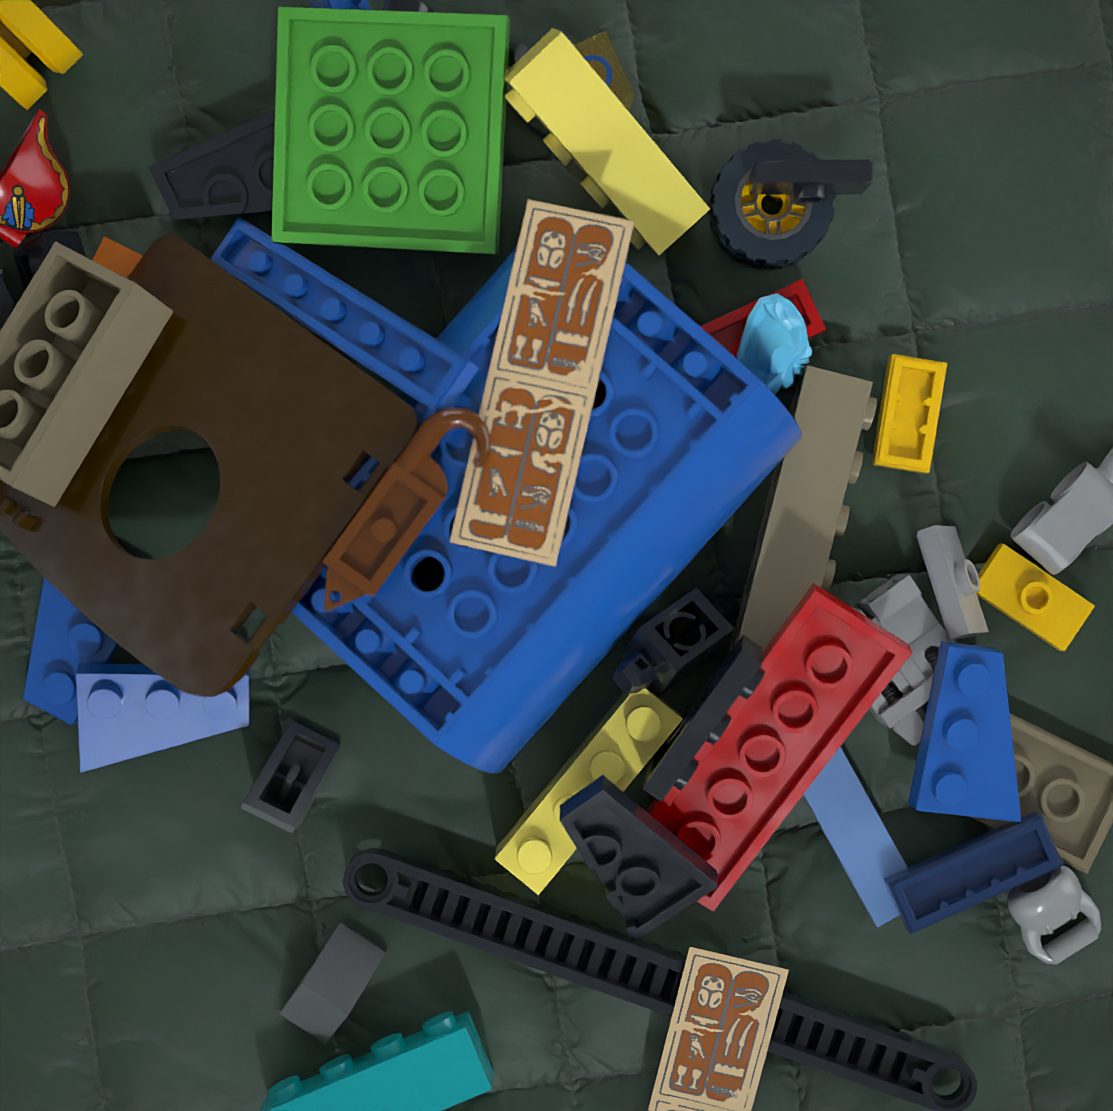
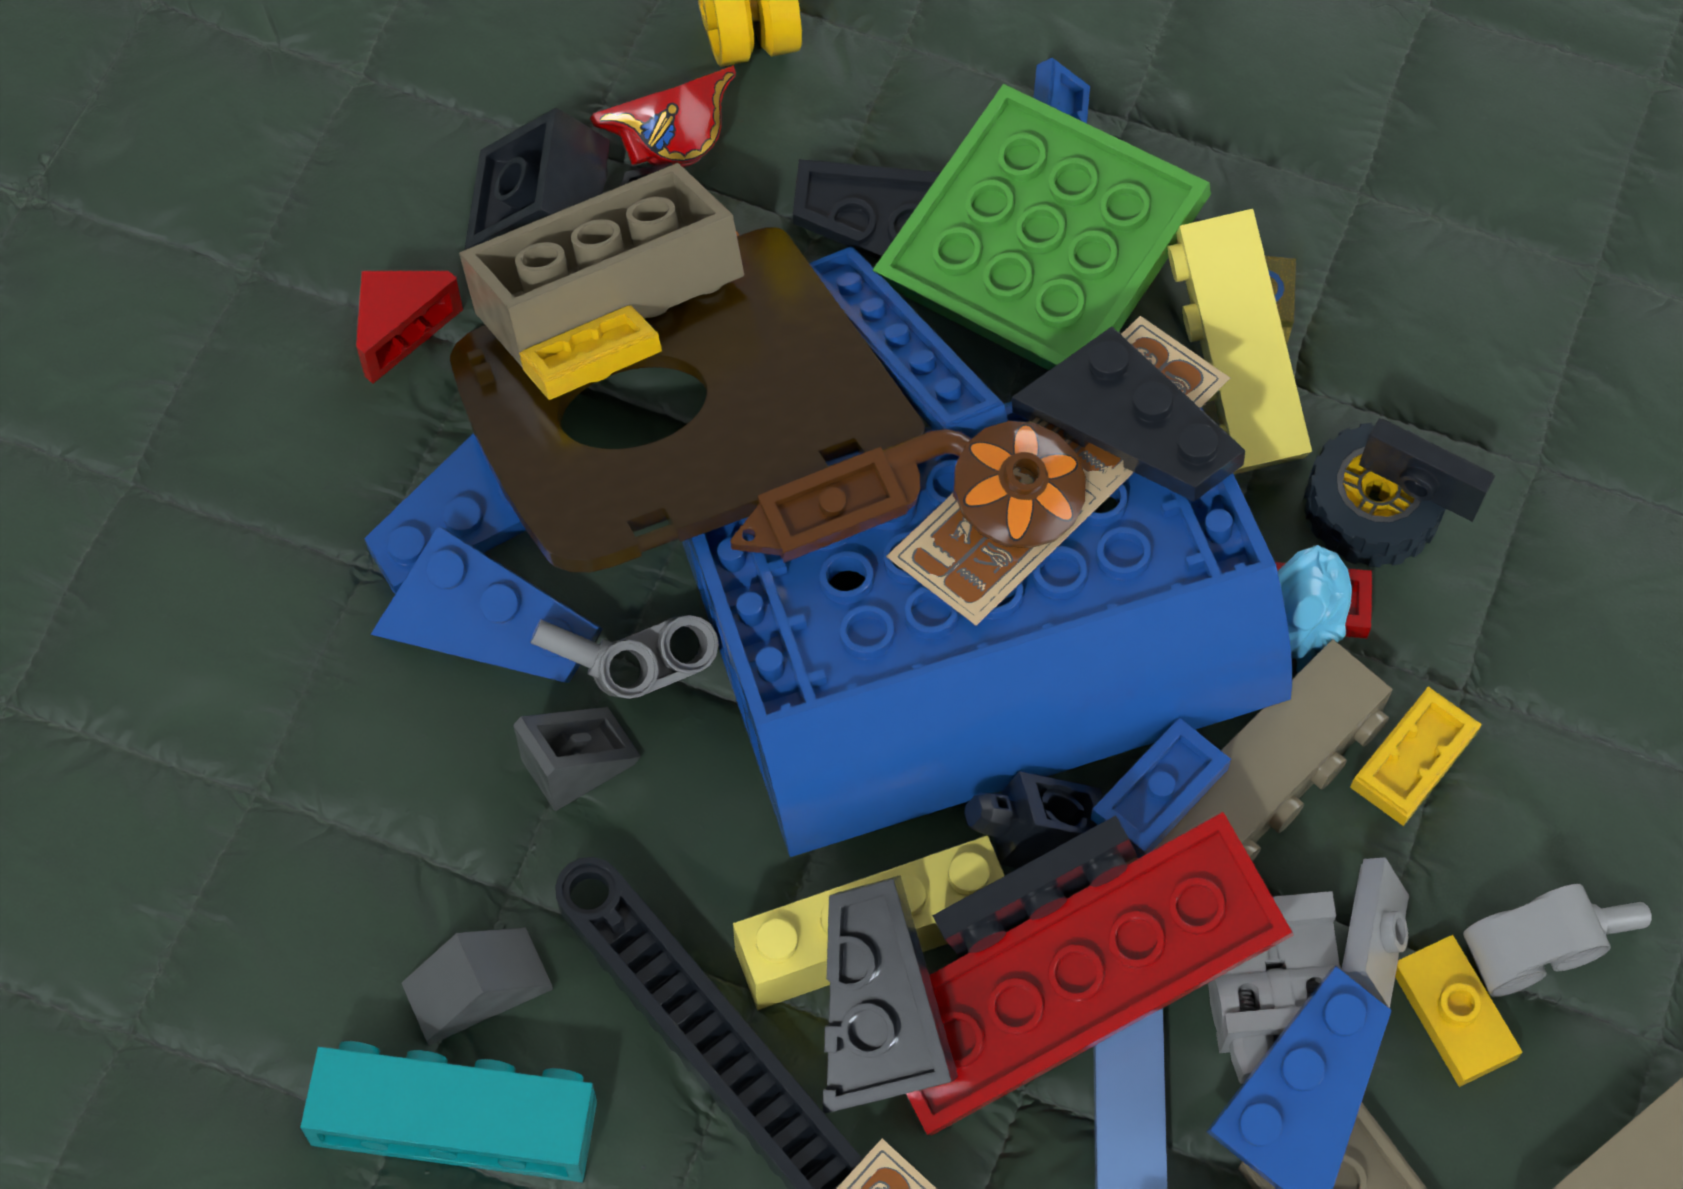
camera: 25 degrees right, 25 degrees down
(98, 467) = (590, 352): none -> yellow plate
(313, 675) = (649, 646): none -> light grey beam
(491, 431) = (1016, 511): none -> reddish brown dish
(575, 306) = (1133, 411): none -> black wing
(748, 576) = (1163, 786): none -> blue plate

